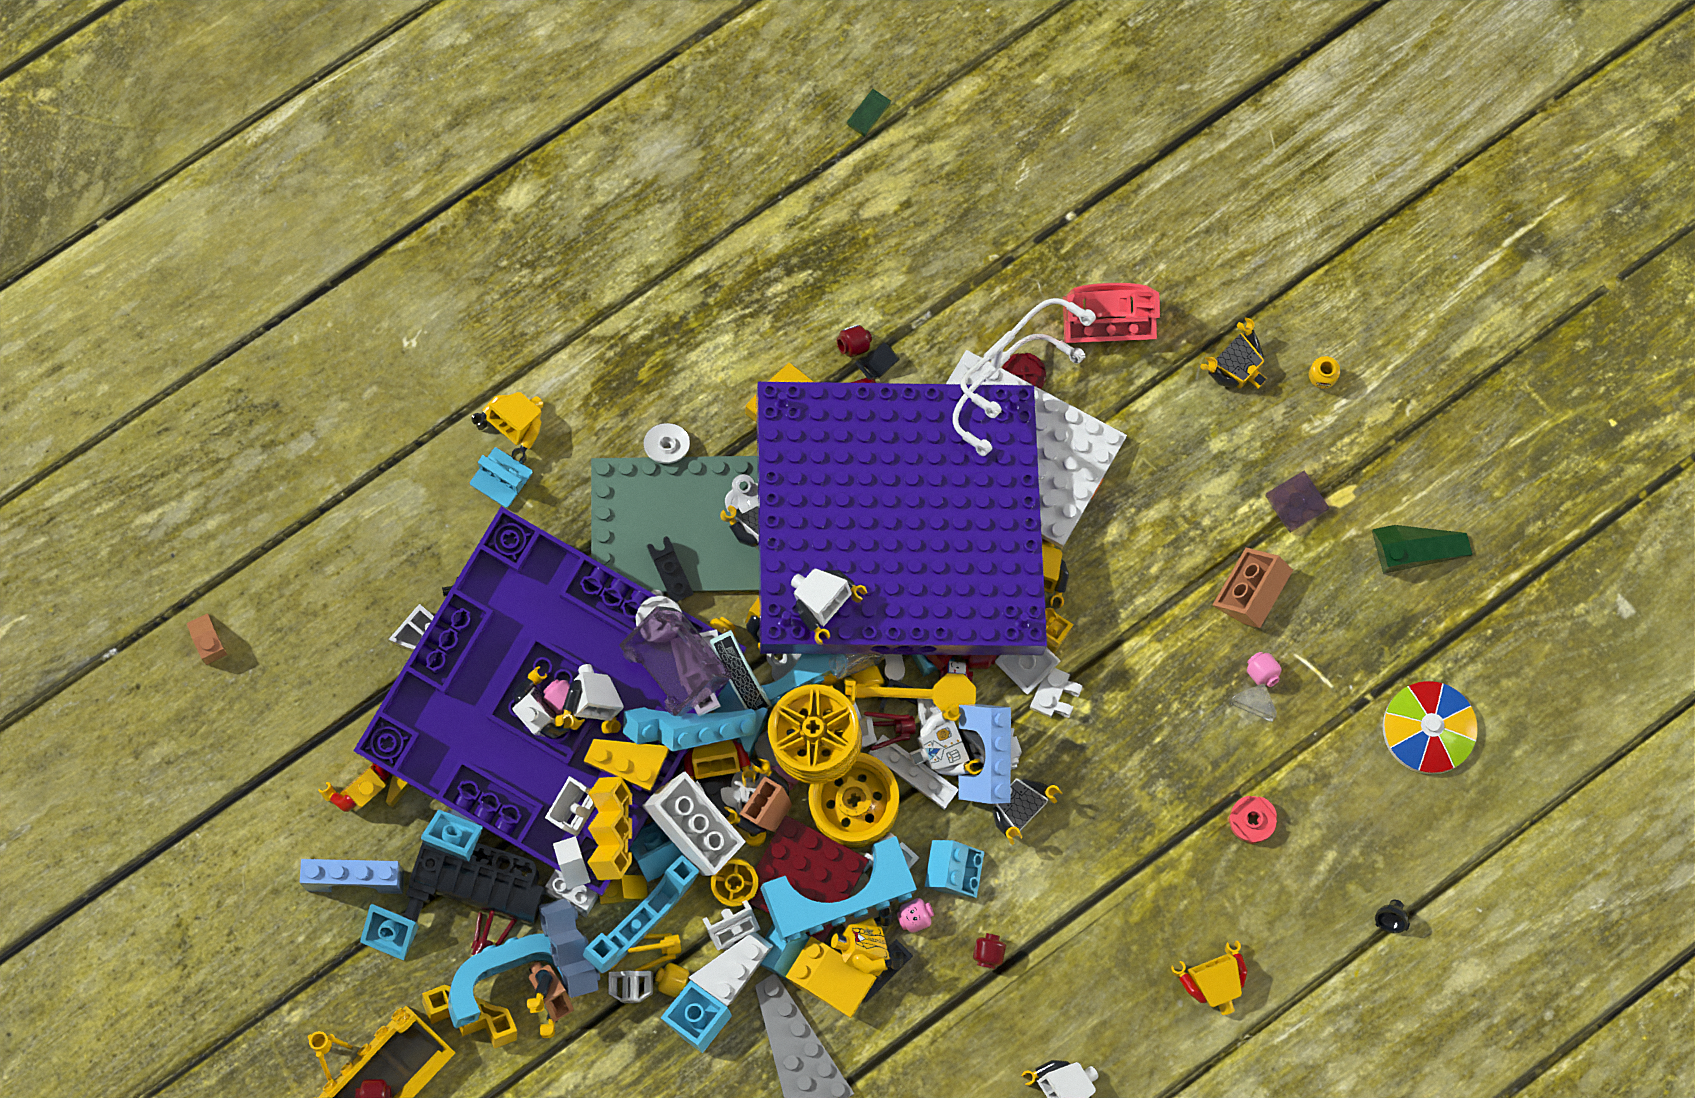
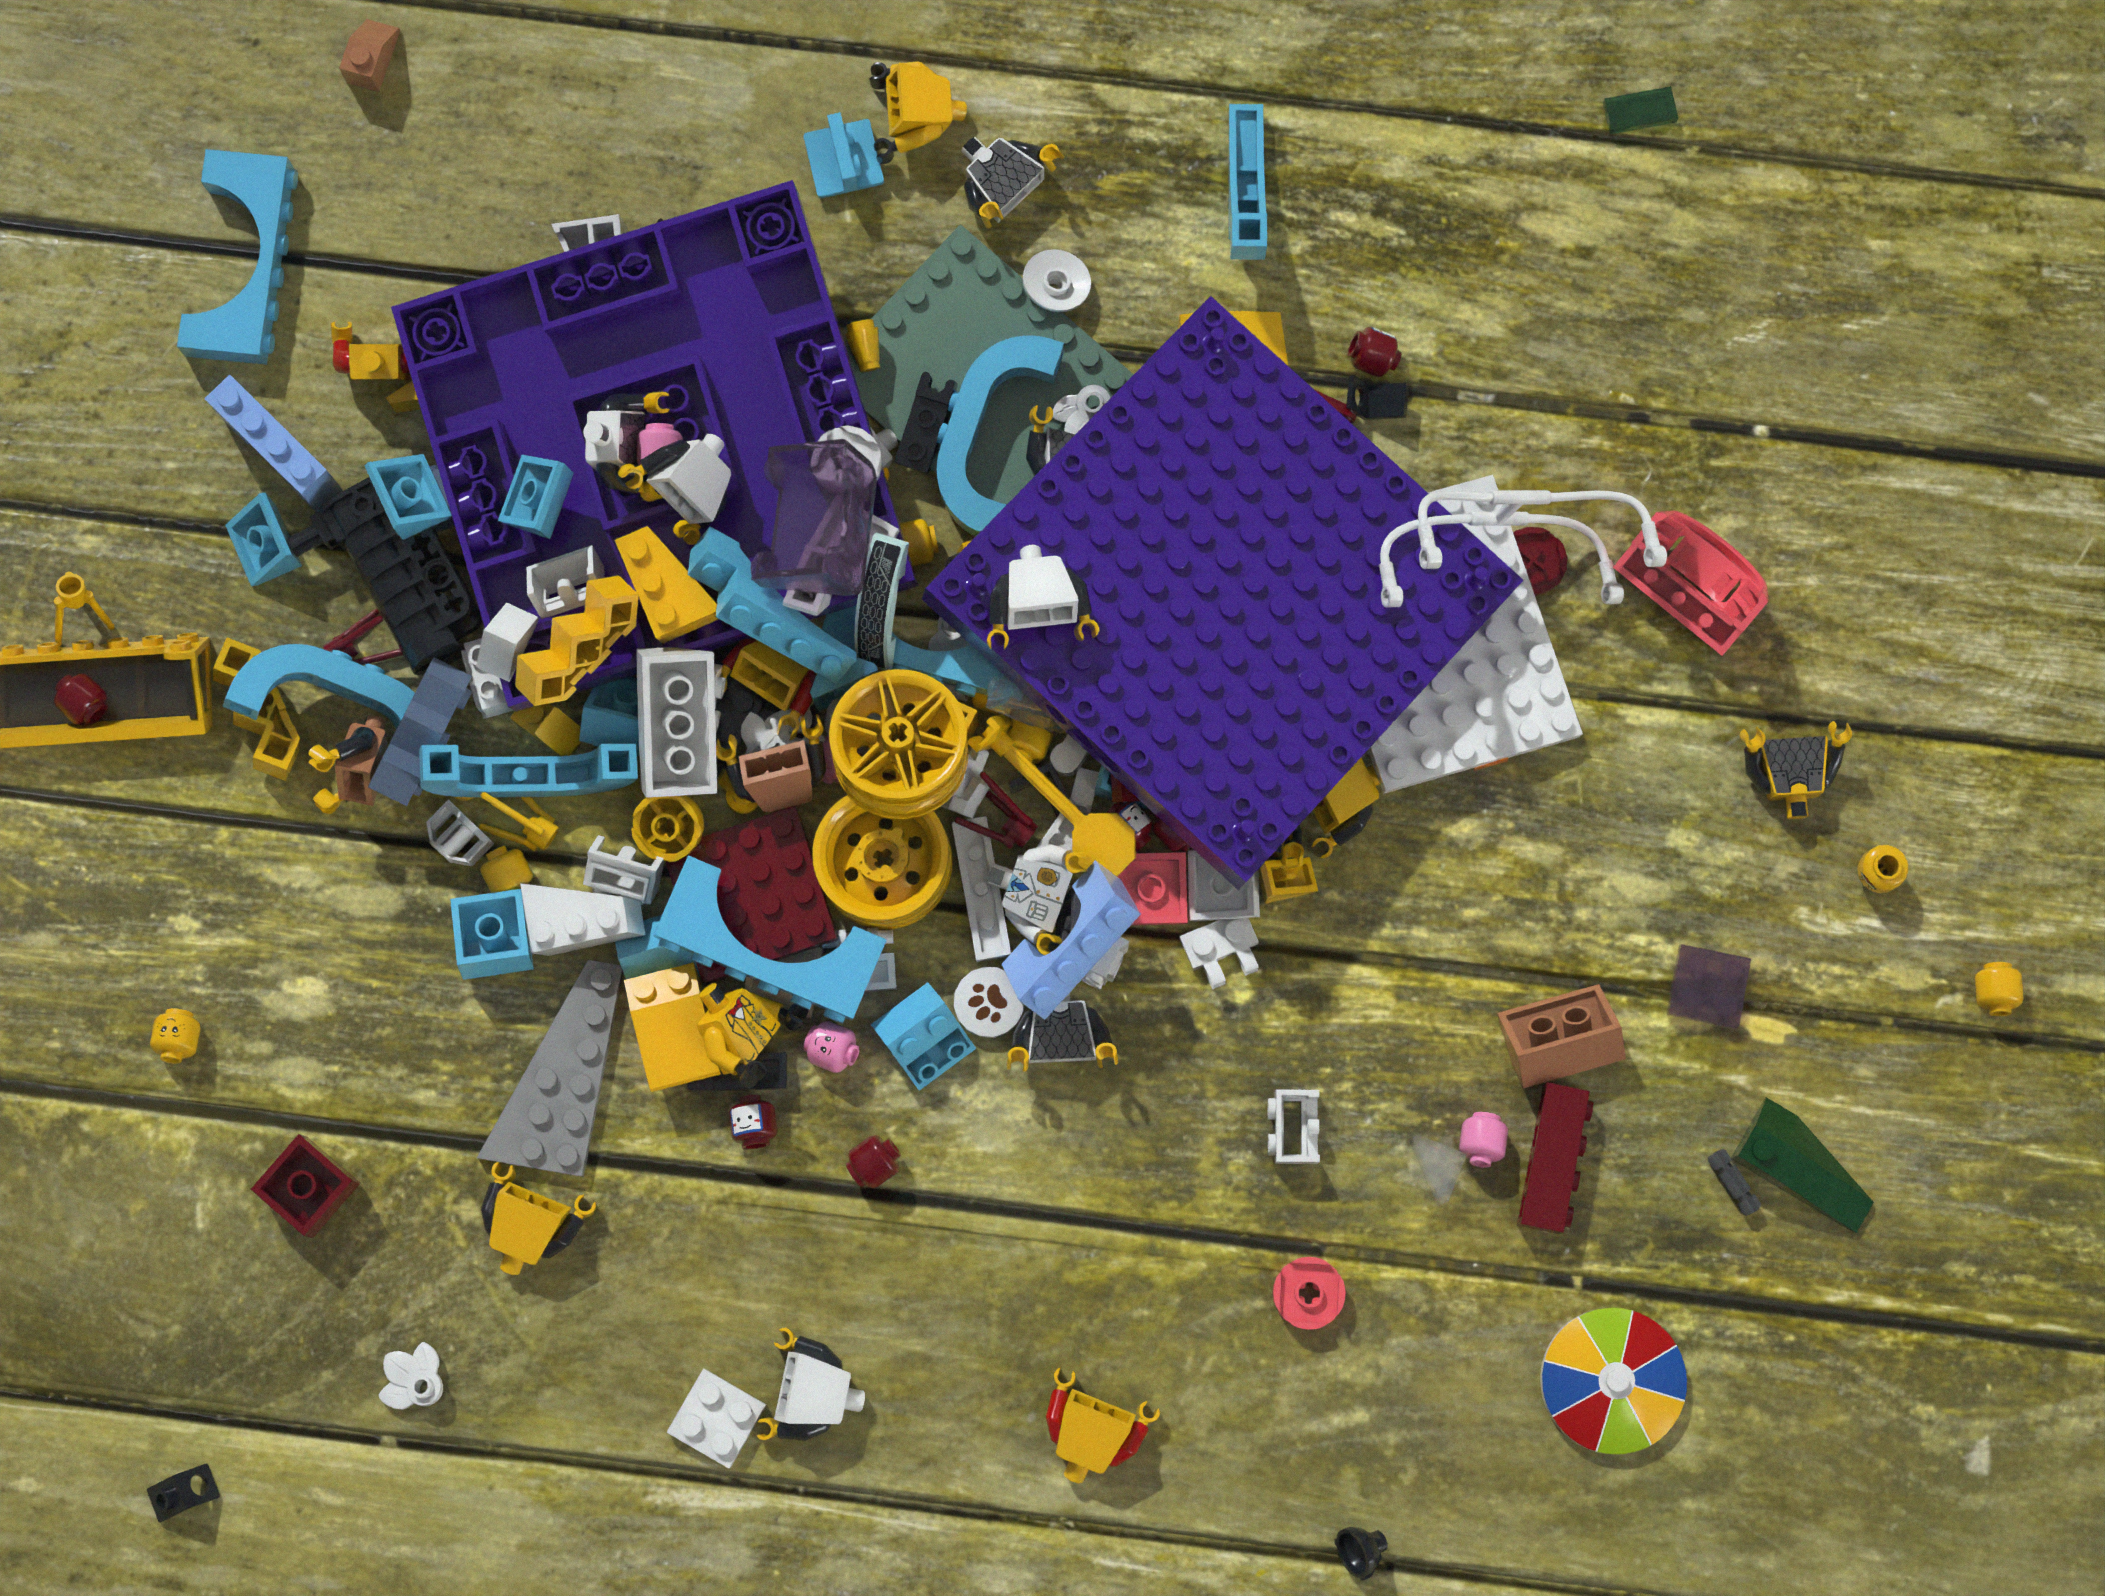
camera: 50 degrees right, 5 degrees up
(216, 757) = (244, 325): none -> medium azure arch
(517, 777) = (536, 495): none -> medium azure slope
(590, 414) = (1004, 175): none -> torso
(604, 556) = (864, 344): none -> yellow cone
(723, 321) = (1246, 183): none -> medium azure arch
(725, 592) = (1009, 358): none -> medium azure arch
(913, 987) = (753, 1122): none -> dark red head
(916, 677) = (1084, 790): none -> white piece
(969, 823) = (987, 1003): none -> white tile
(998, 690) = (1158, 887): none -> coral plate
(1178, 742) = (1309, 1126): none -> white window
(1304, 648) = (1554, 1158): none -> dark red brick
(1396, 582) = (1734, 1182): none -> dark grey axle
(1428, 380) = (1999, 988): none -> yellow head

